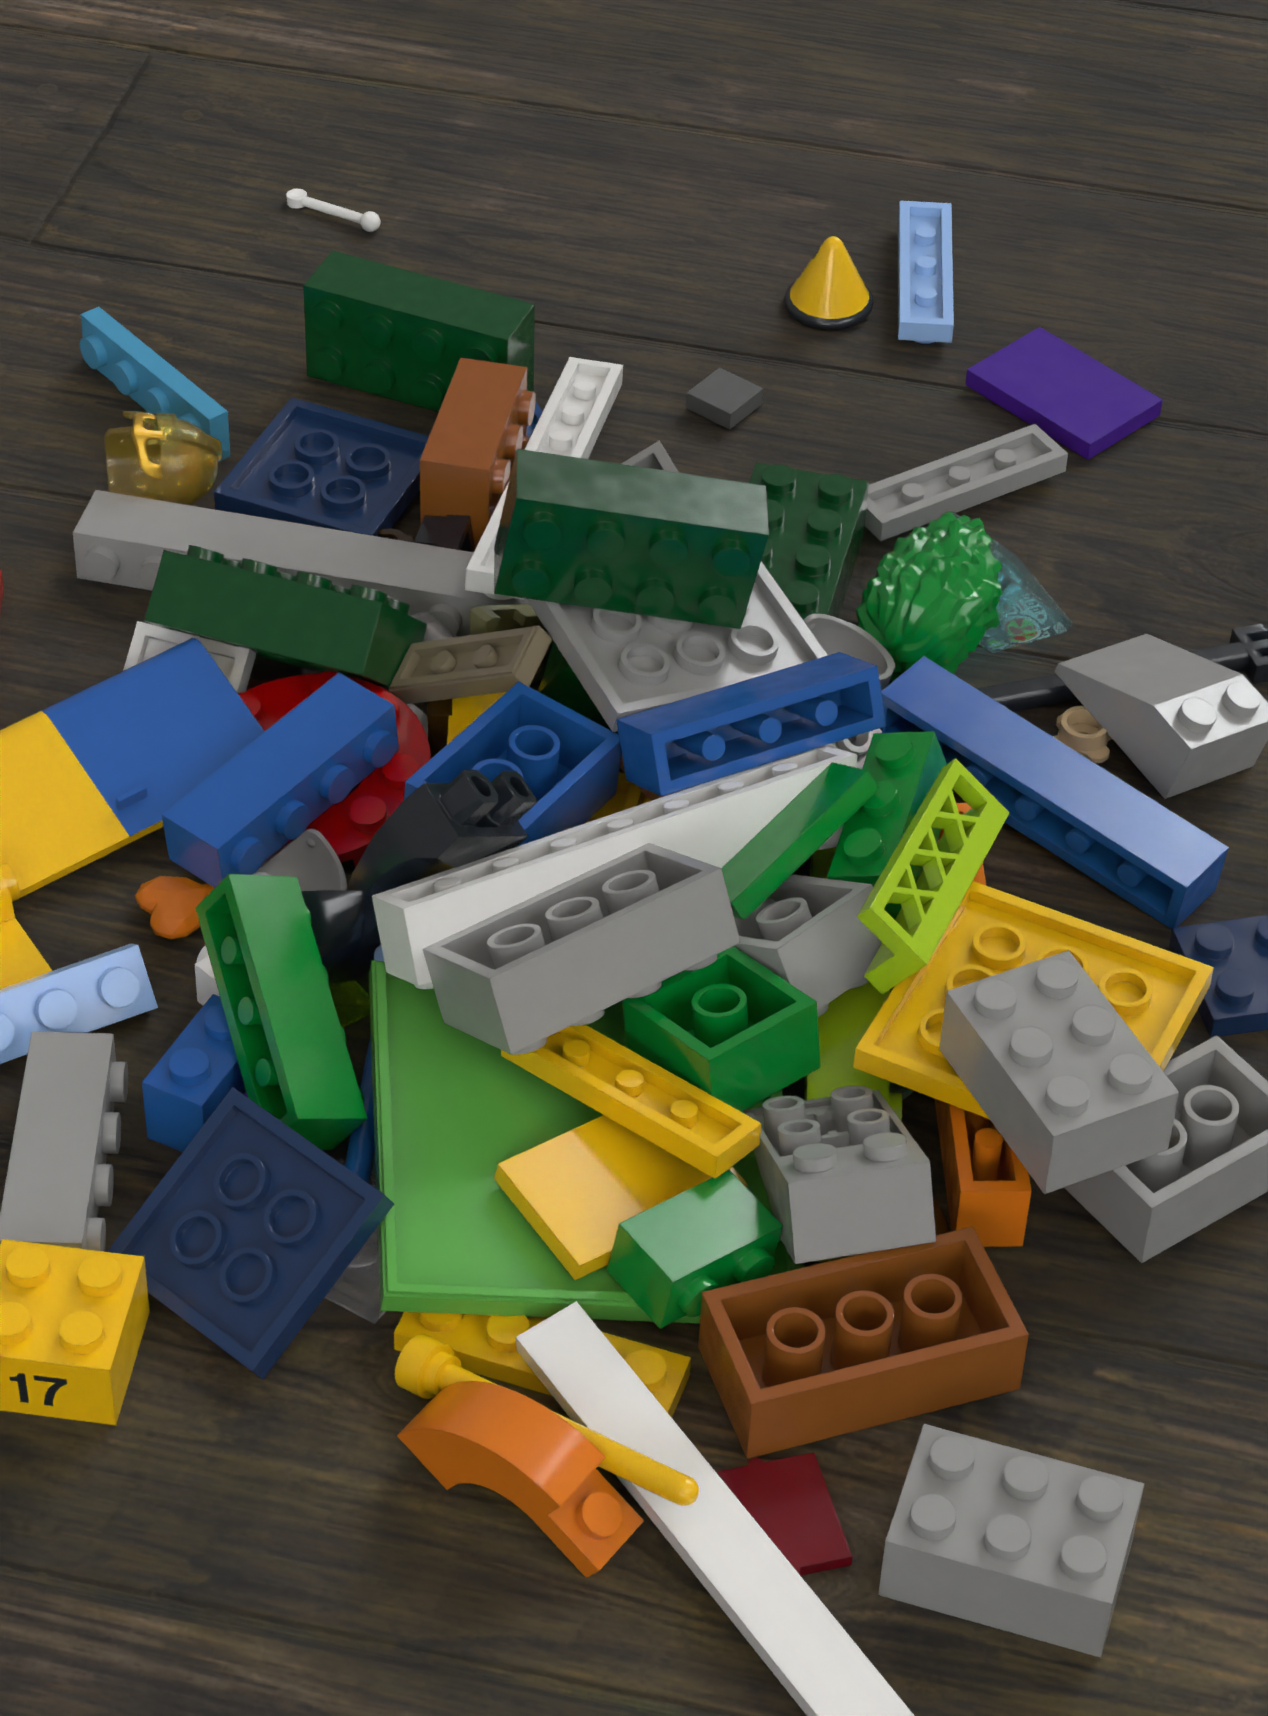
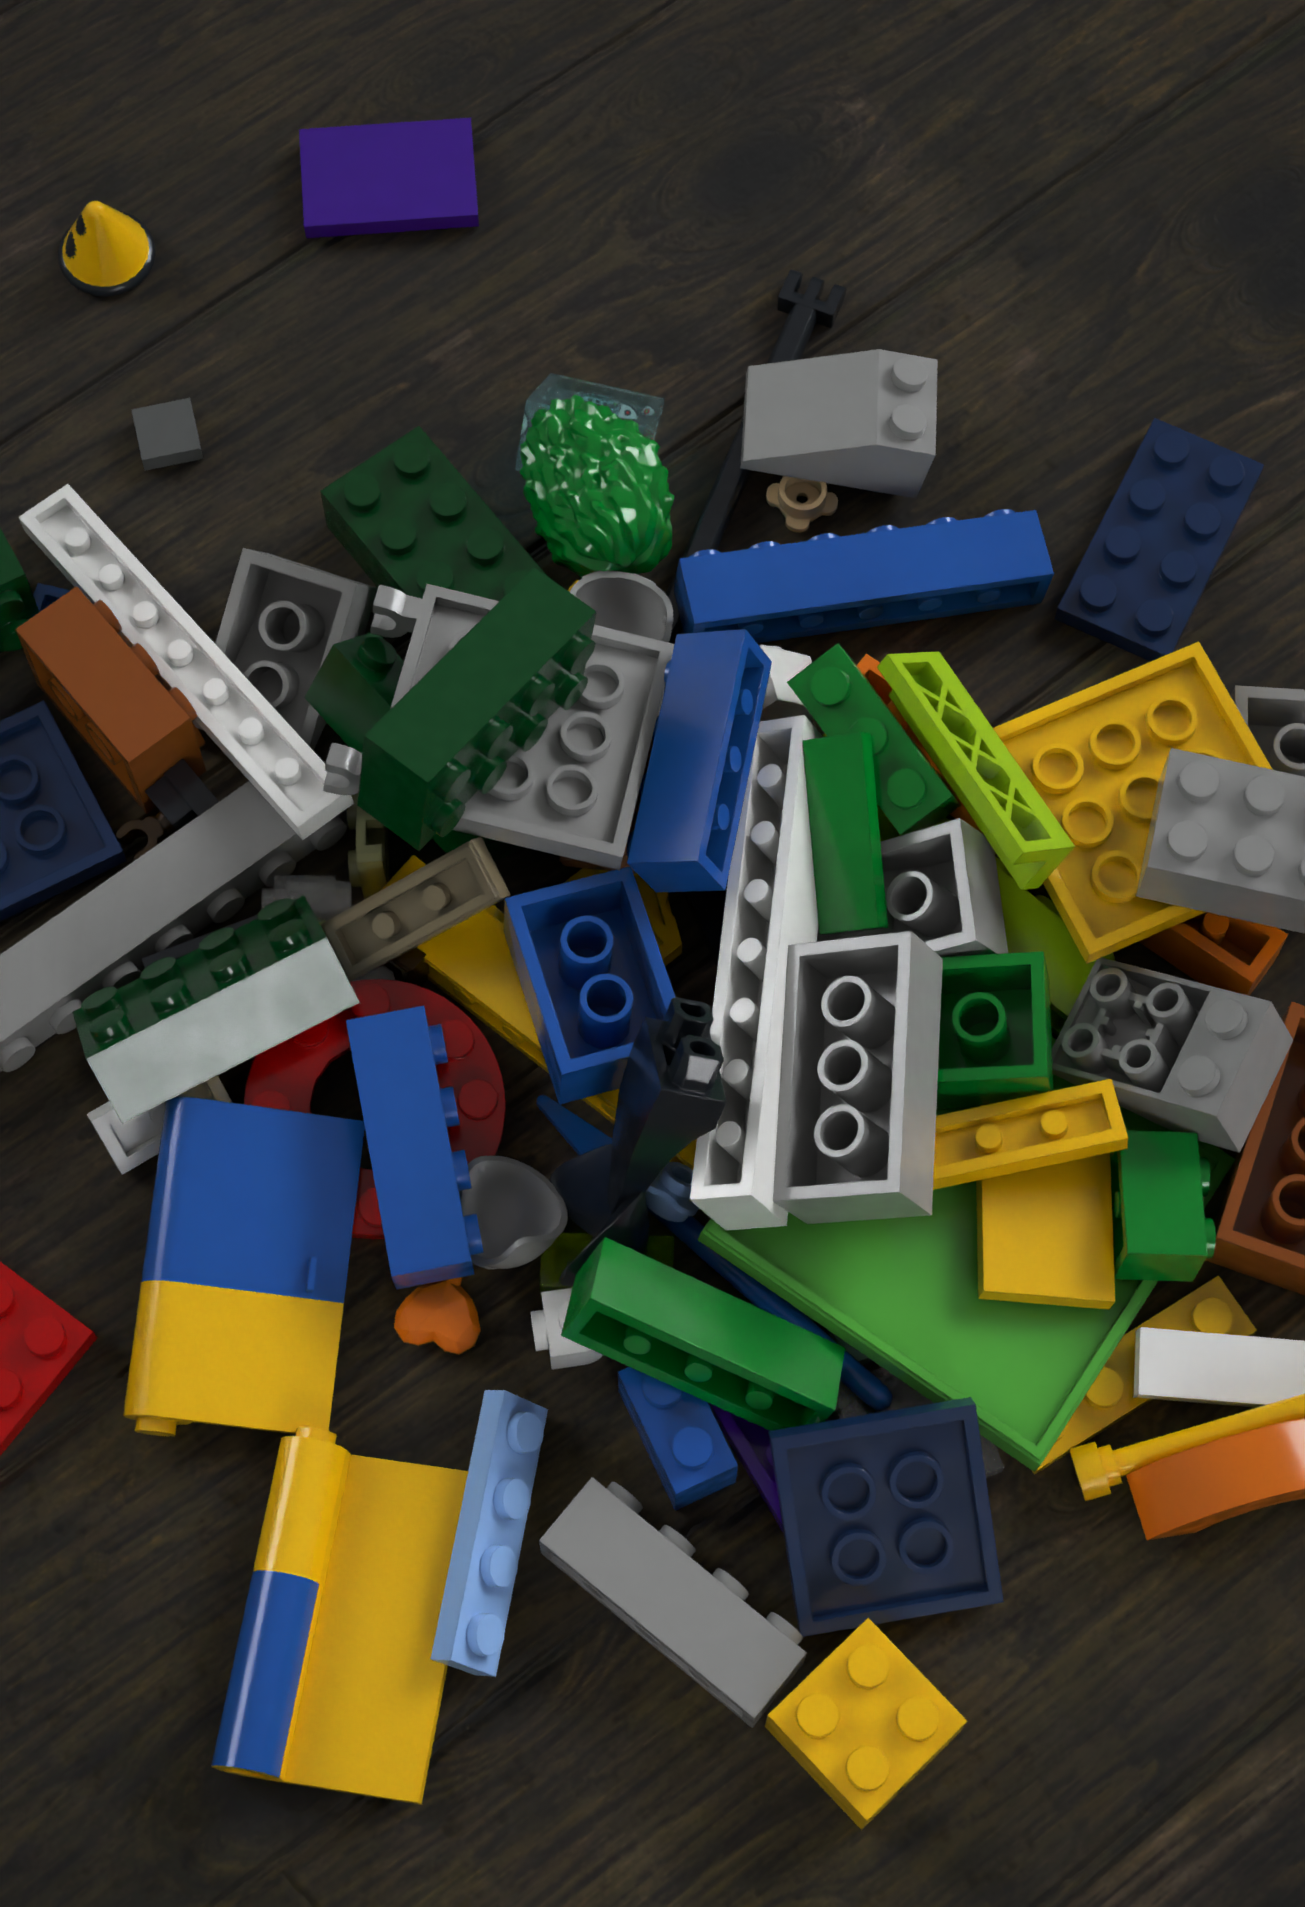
camera: 50 degrees left, 25 degrees up
(925, 272) = (147, 153): light blue plate -> none
(962, 480) = (439, 340): light grey plate -> none

